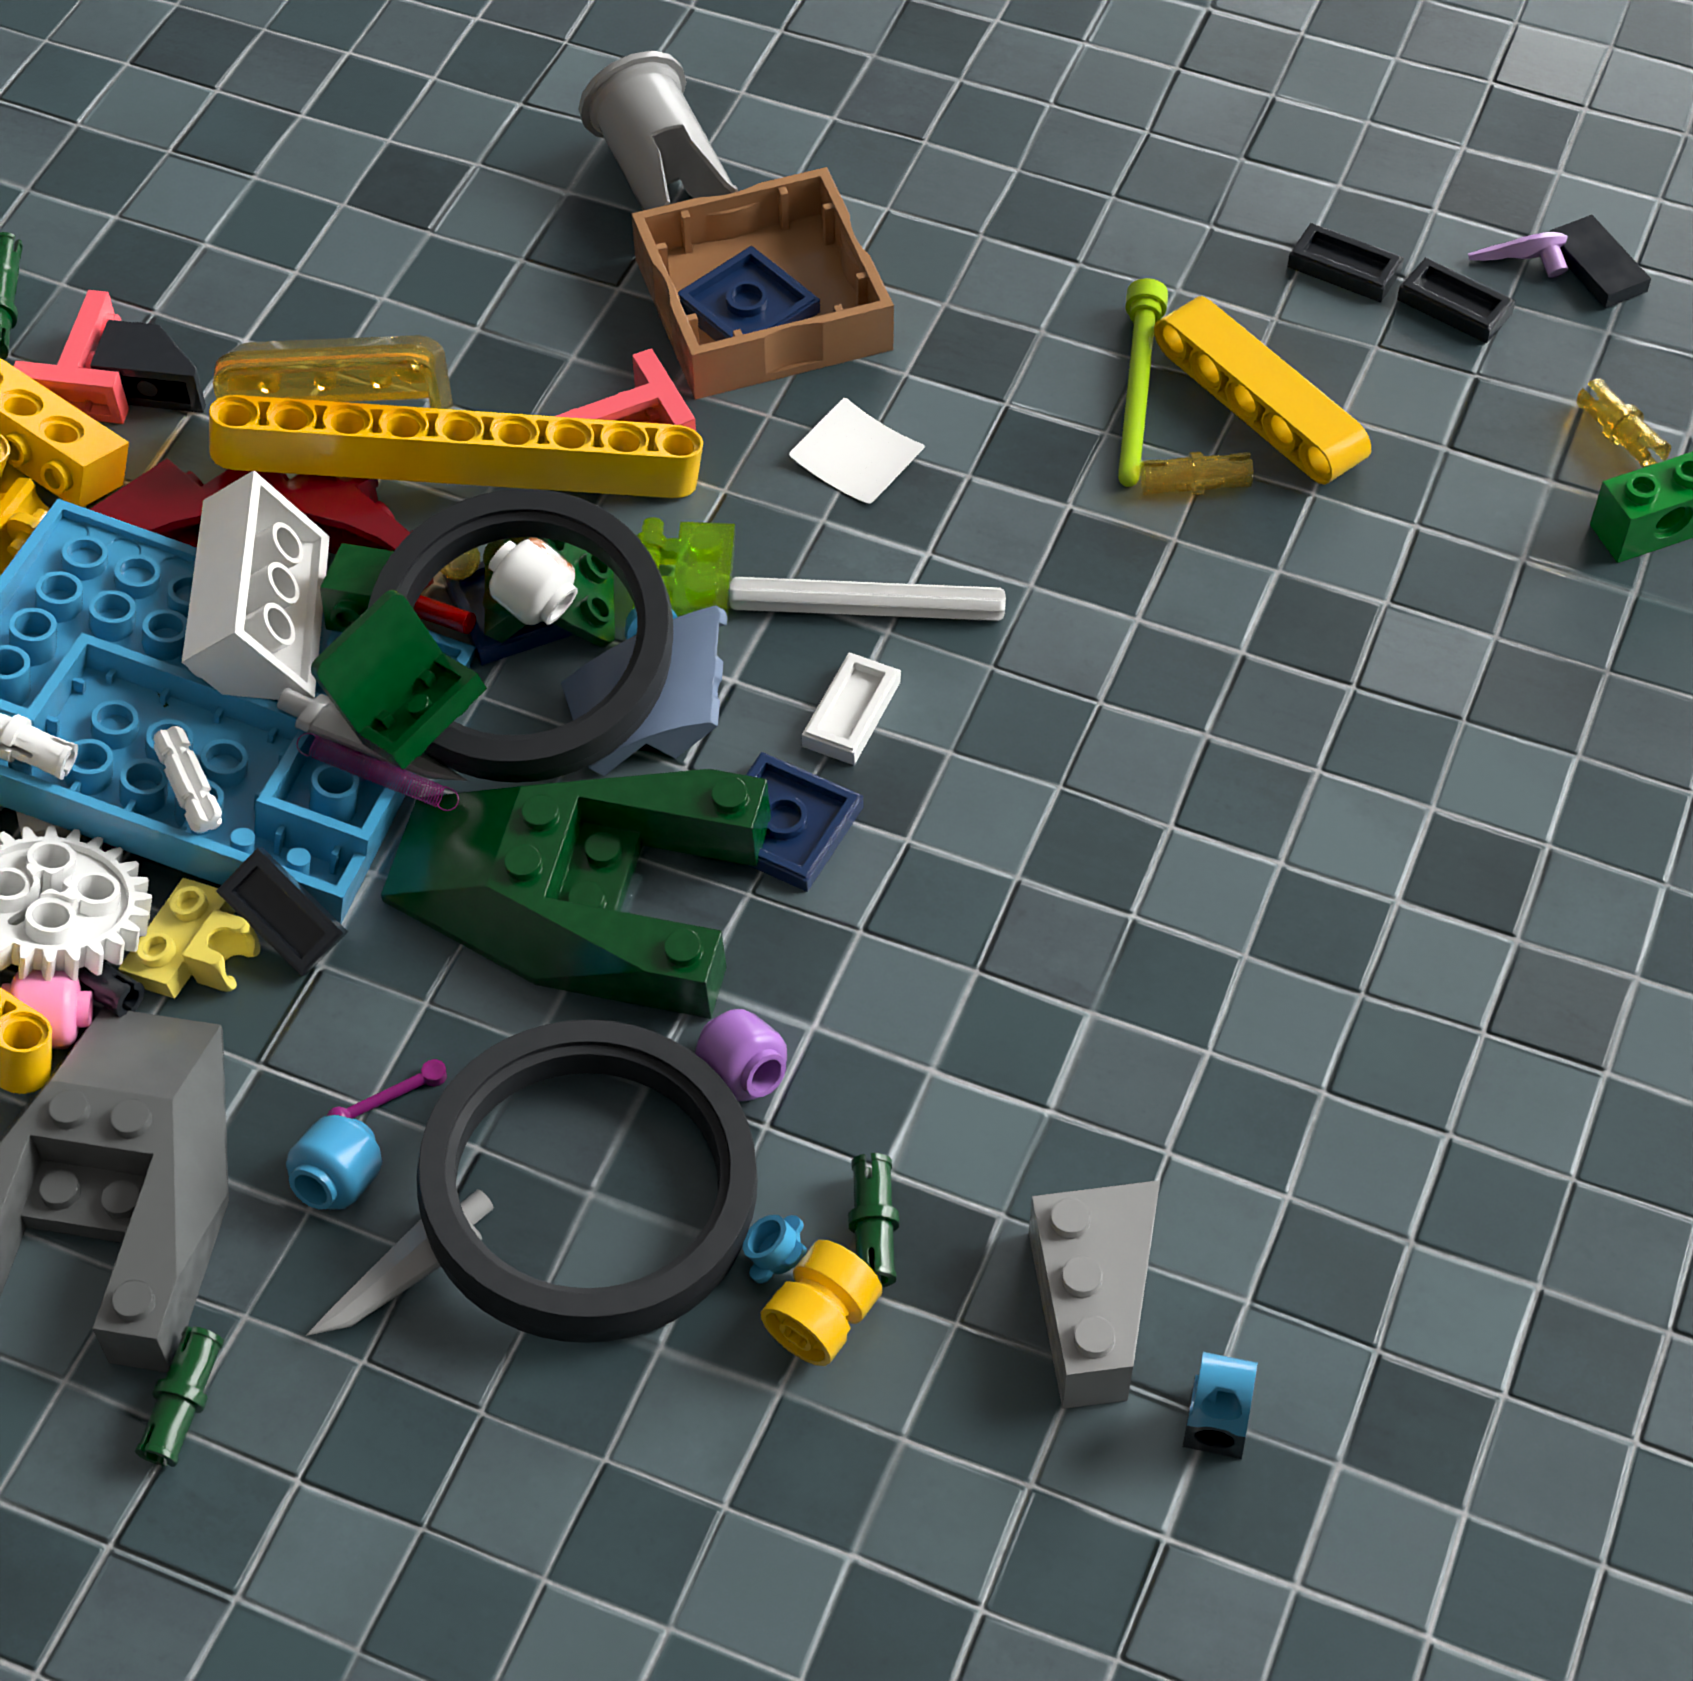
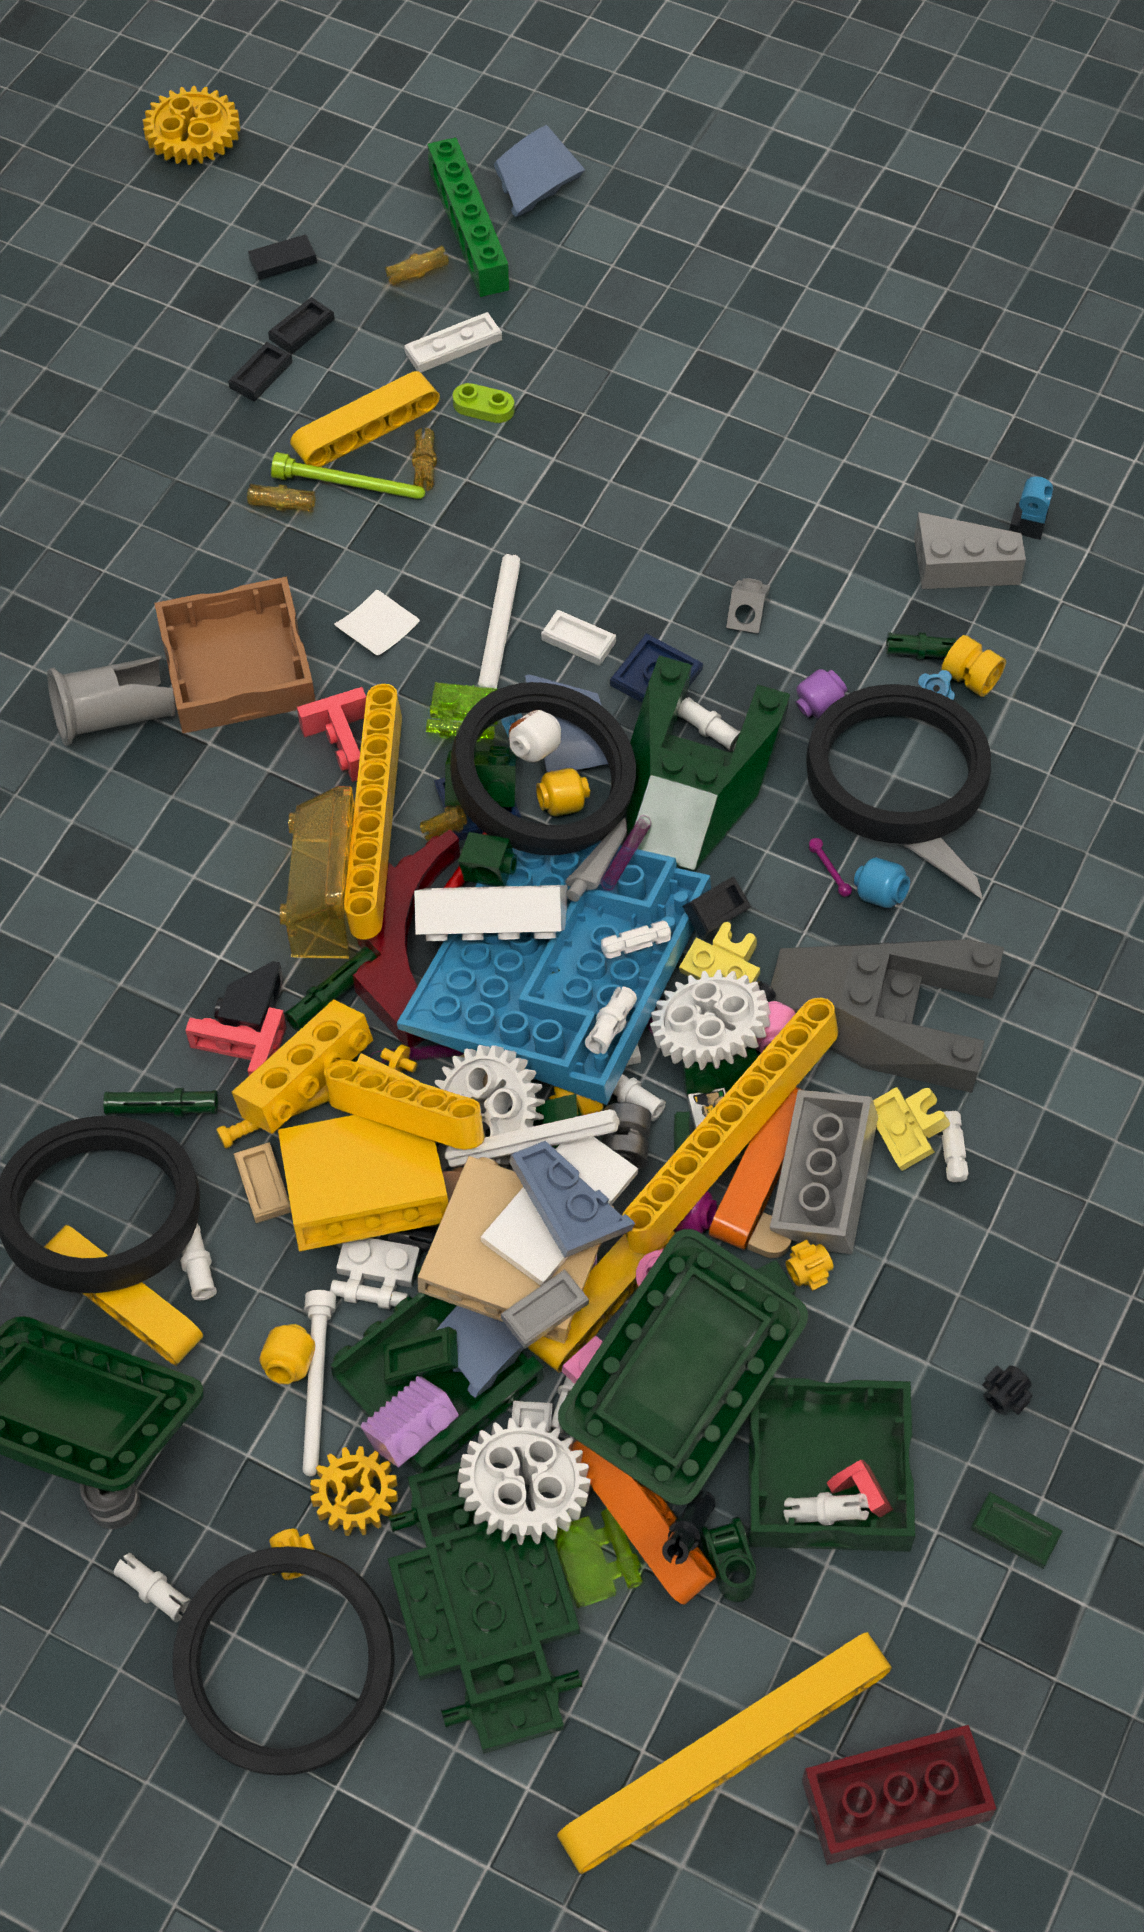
camera: 85 degrees left, 5 degrees up
(154, 441) = (325, 992): none -> dark green pin
(179, 1396) = (1024, 956): dark green pin -> none
(394, 681) = (606, 806): dark green bracket -> none
(517, 694) = (562, 792): none -> yellow head
(675, 893) = (709, 723): none -> white pin
(747, 295) = (246, 663): dark blue tile -> none
(955, 934) = (750, 593): none -> light grey bracket
(1085, 310) = (281, 497): none -> clear yellow pin
(1340, 543) = (483, 403): none -> lime plate
(1469, 493) = (453, 342): none -> white tile
(1537, 245) = (268, 281): lavender bar -> none

